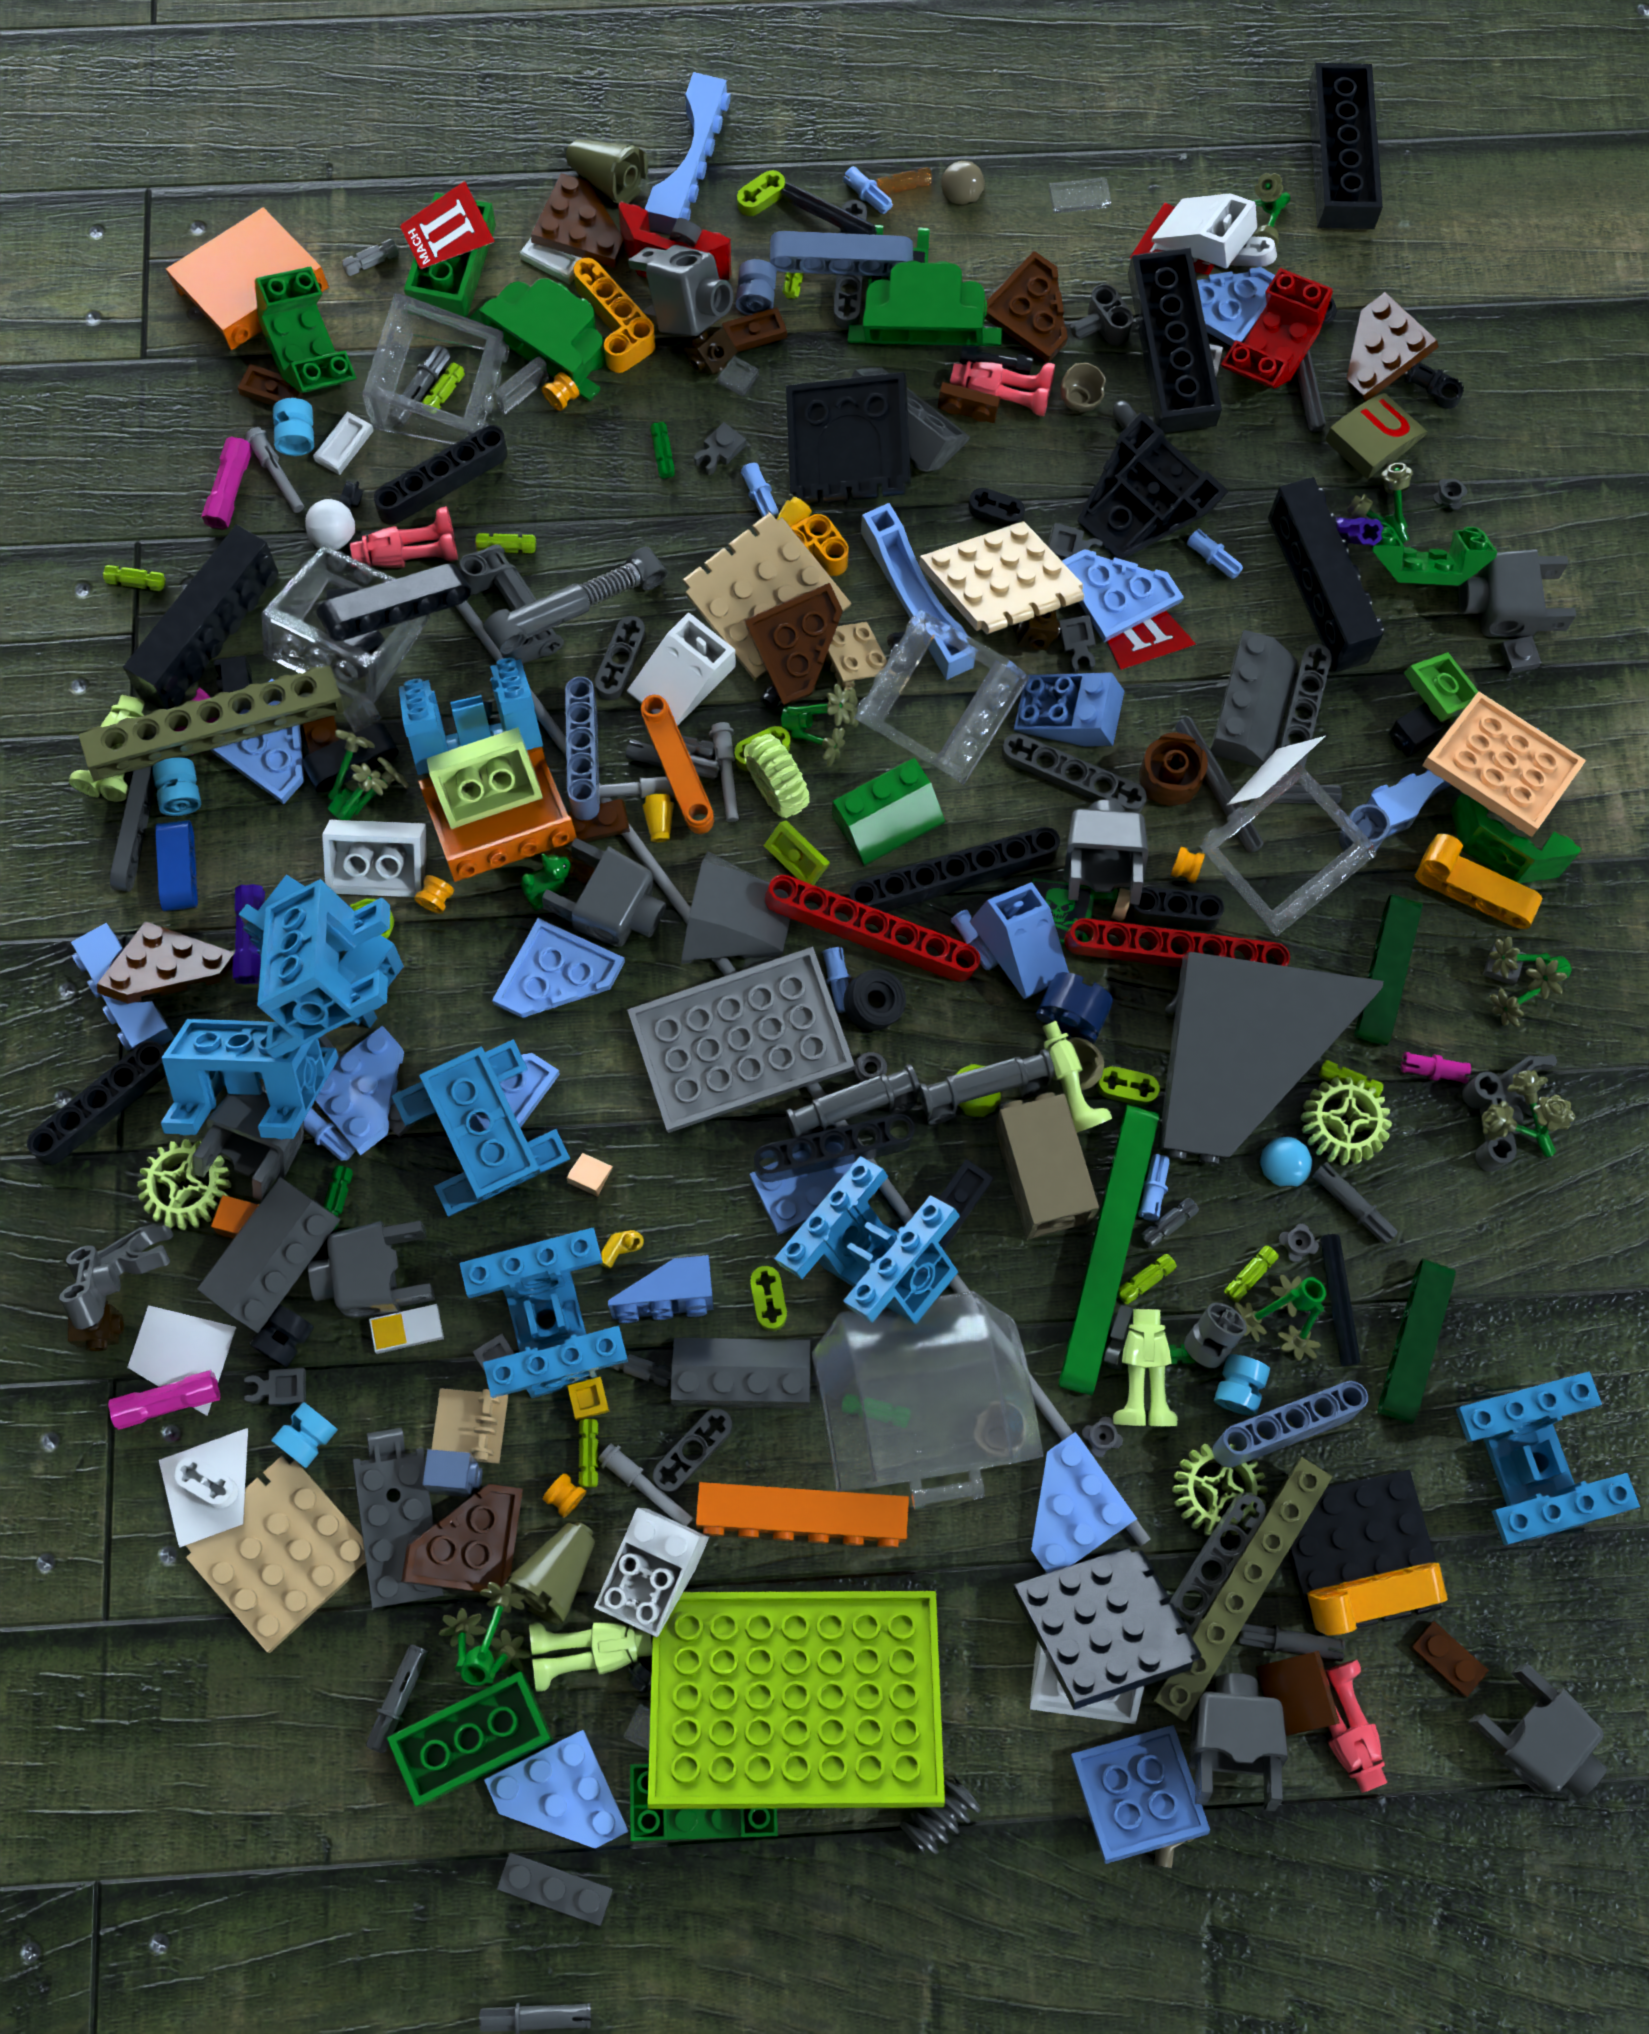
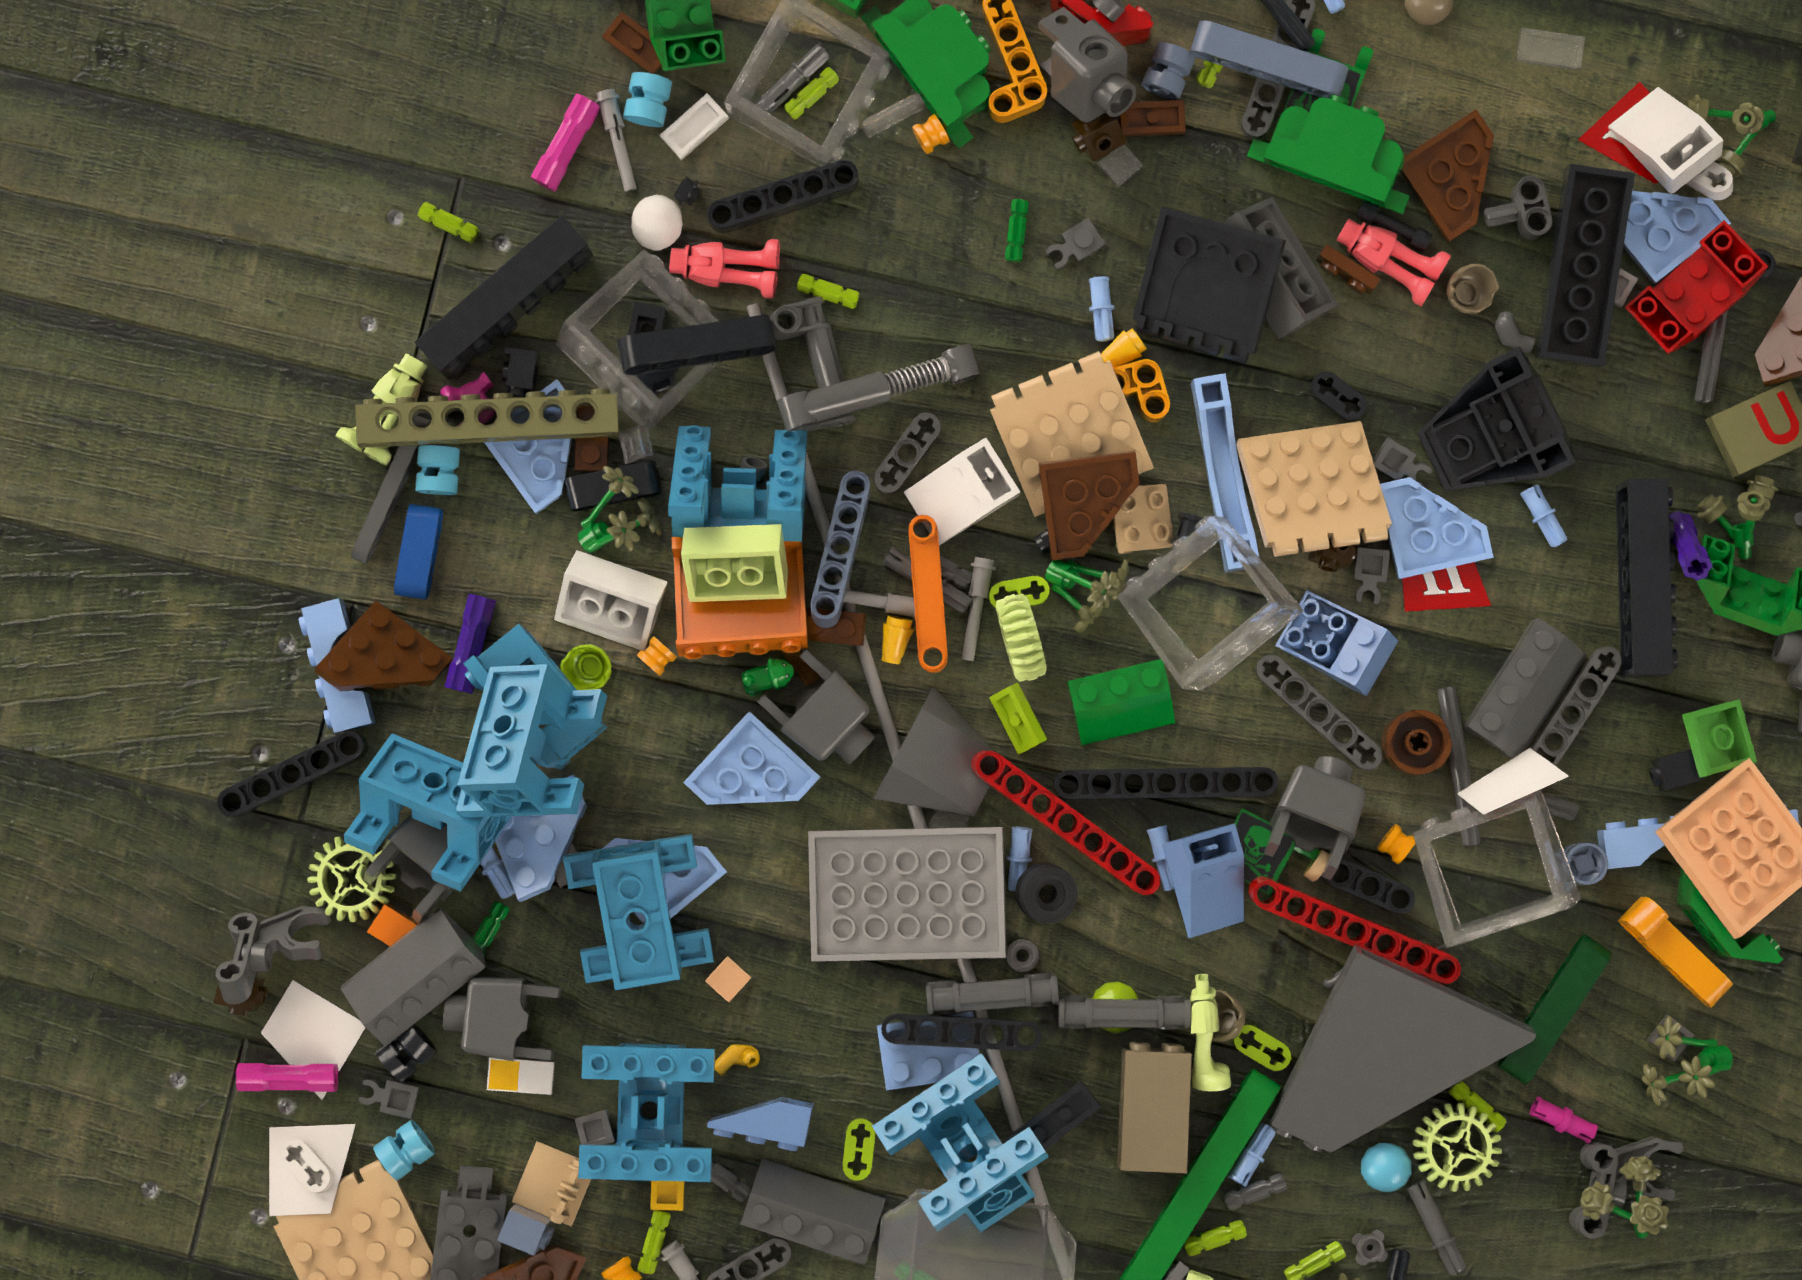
camera: 25 degrees right, 15 degrees up
(1075, 1006) = (1233, 962): dark blue brick -> none

